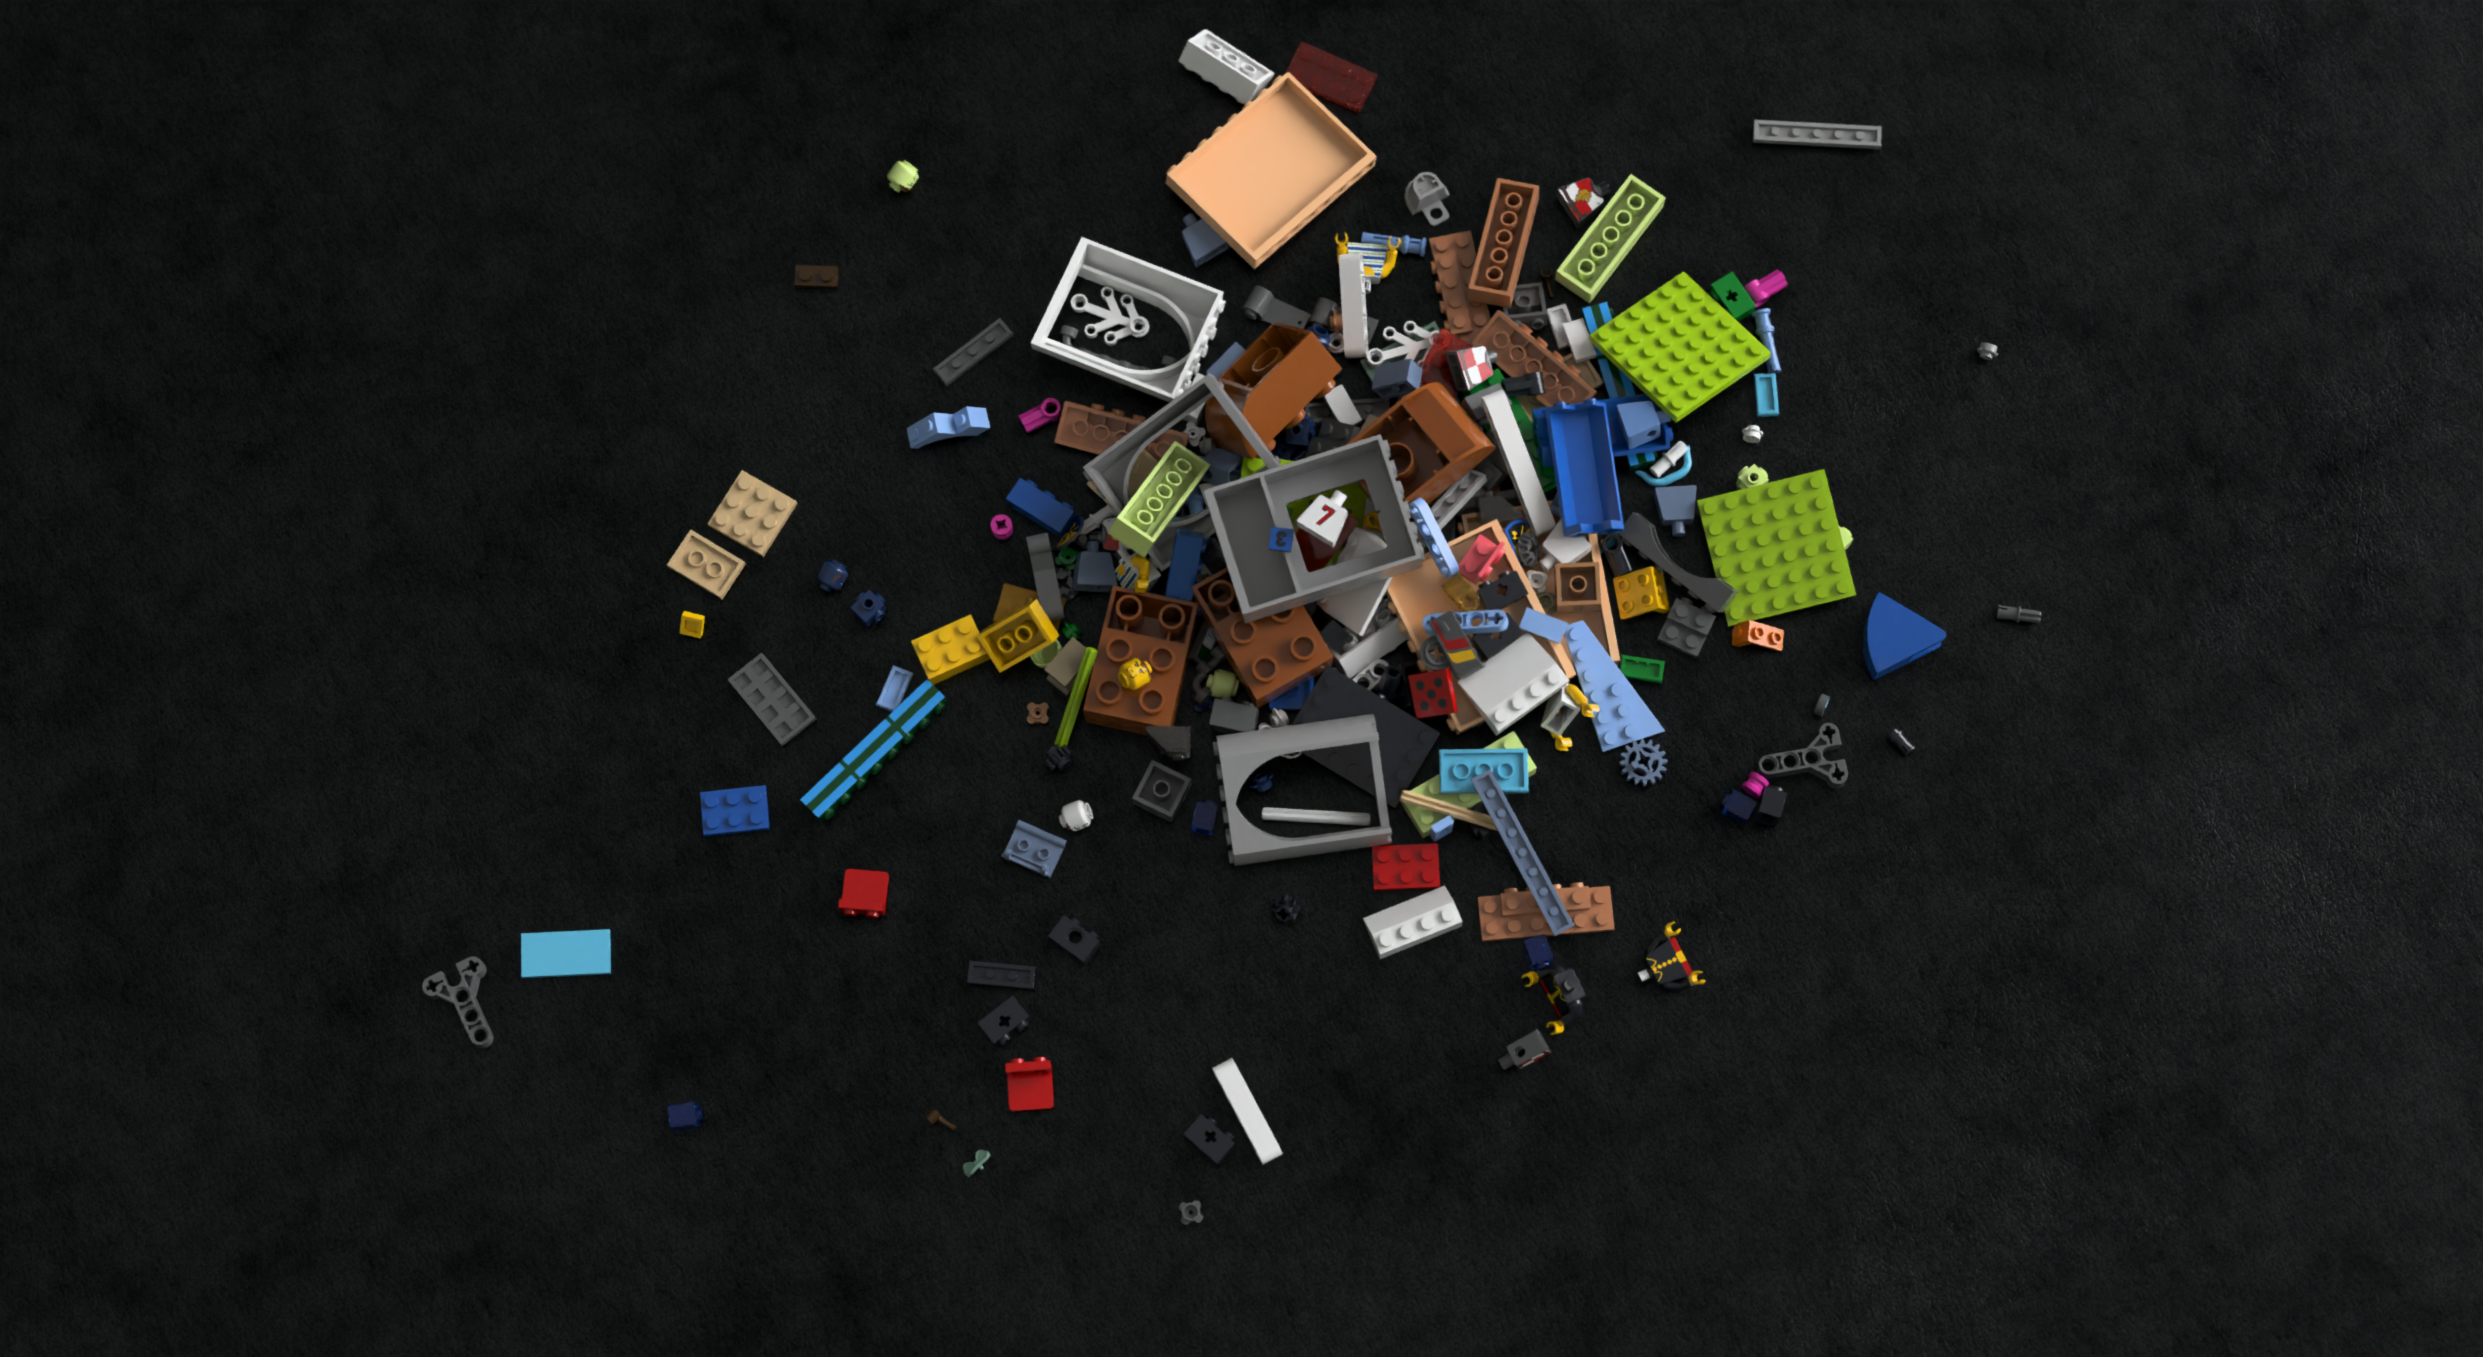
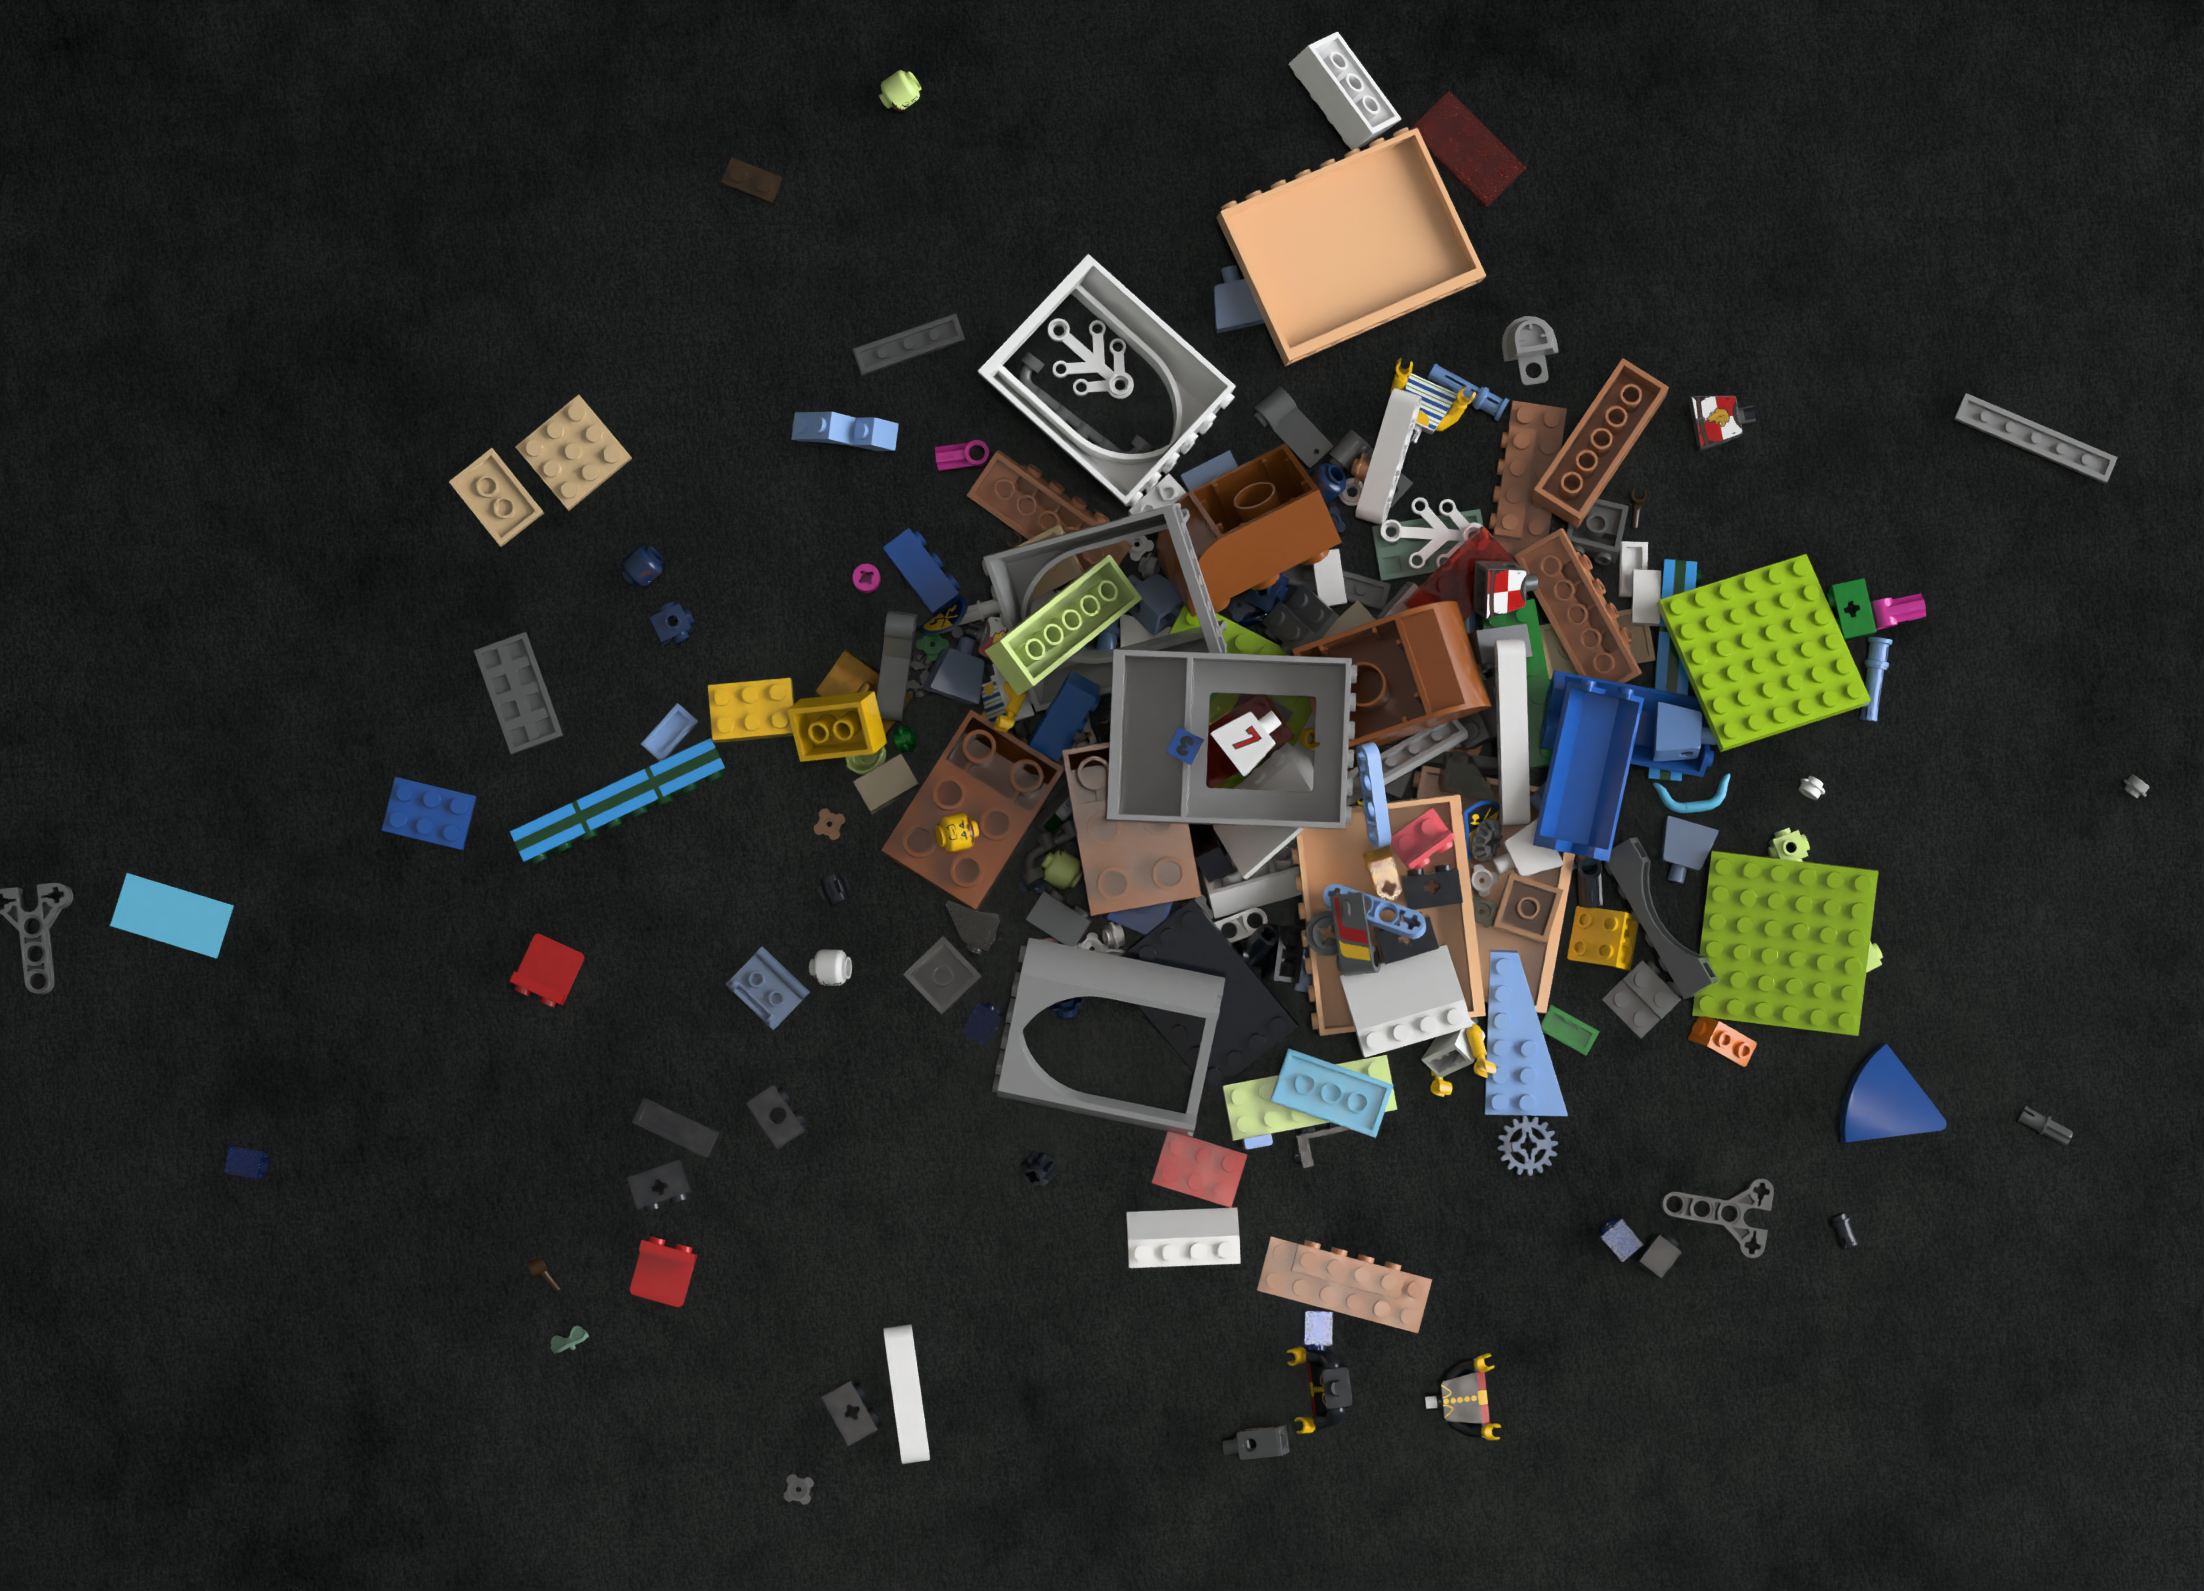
camera: 10 degrees right, 10 degrees up
(692, 624) = (454, 567): yellow plate -> none
(1076, 696) = (880, 826): lime axle -> none
(1316, 816) = (1115, 1069): white axle -> none
(1397, 379) = (1406, 571): sand blue brick -> none
(1433, 693) = (1305, 979): red tile -> none
(1447, 809) = (1277, 1128): tan axle -> none
(1522, 852) = (1340, 1208): sand blue plate -> none
(1528, 384) = (1563, 636): black piece -> none
(1543, 625) = (1467, 944): light blue tile -> none
(1610, 238) = (1732, 482): yellowish green brick -> none
(1668, 459) = (1699, 784): white axle -> none
(1755, 784) = (1650, 1220): dark pink wheel -> none
(1766, 395) = (1847, 744): medium azure tile -> none
(1821, 705) = (1766, 1151): dark grey tile -> none

